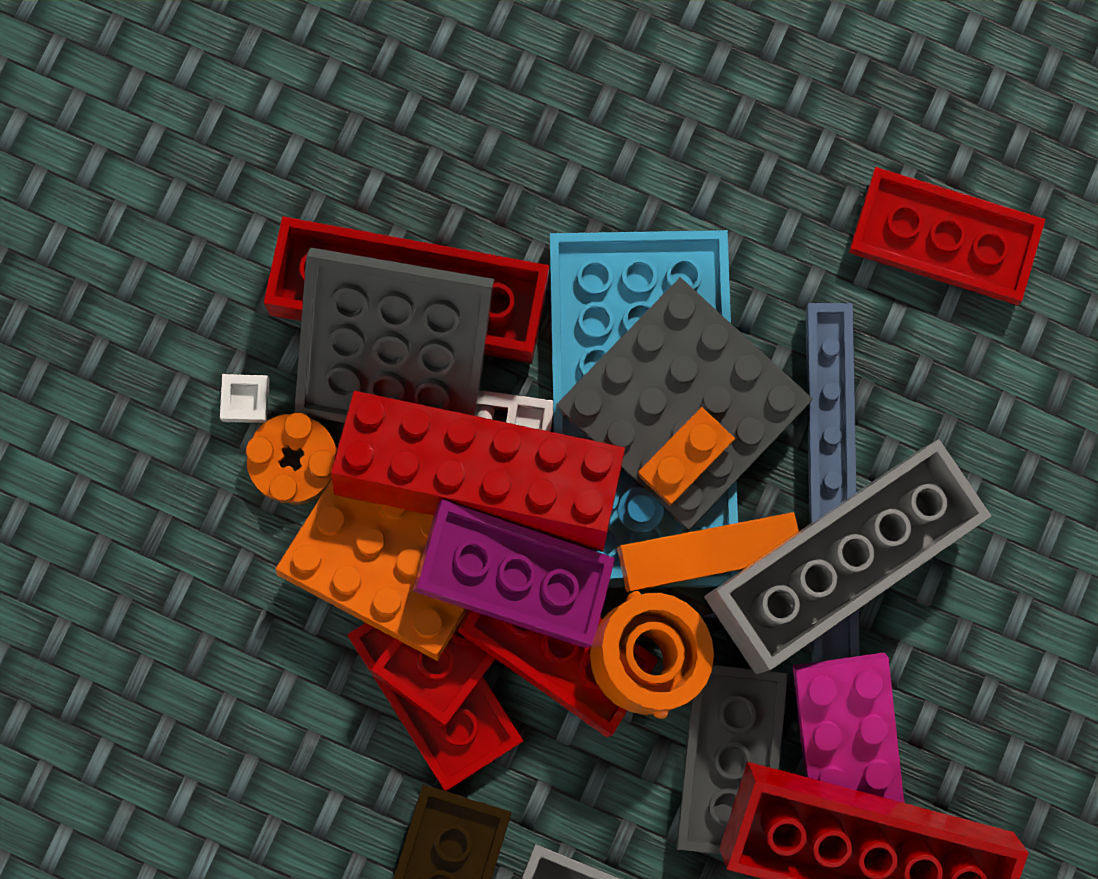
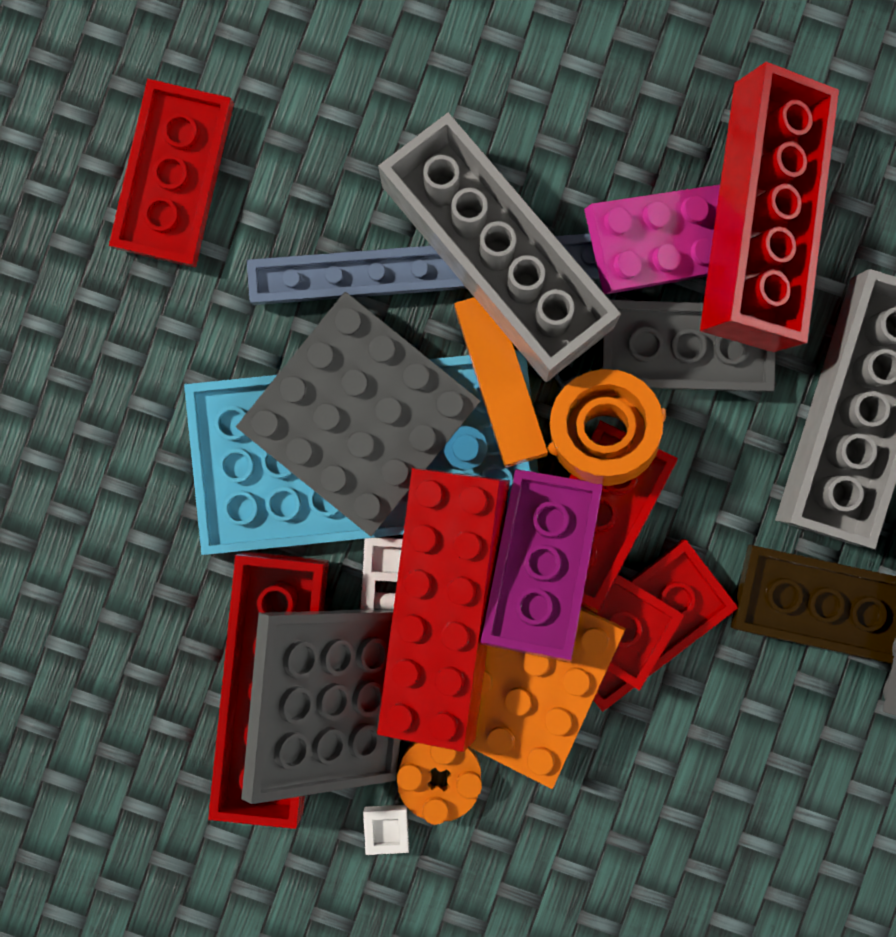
camera: 90 degrees left, 10 degrees up
(686, 456) = (413, 408): orange plate -> none

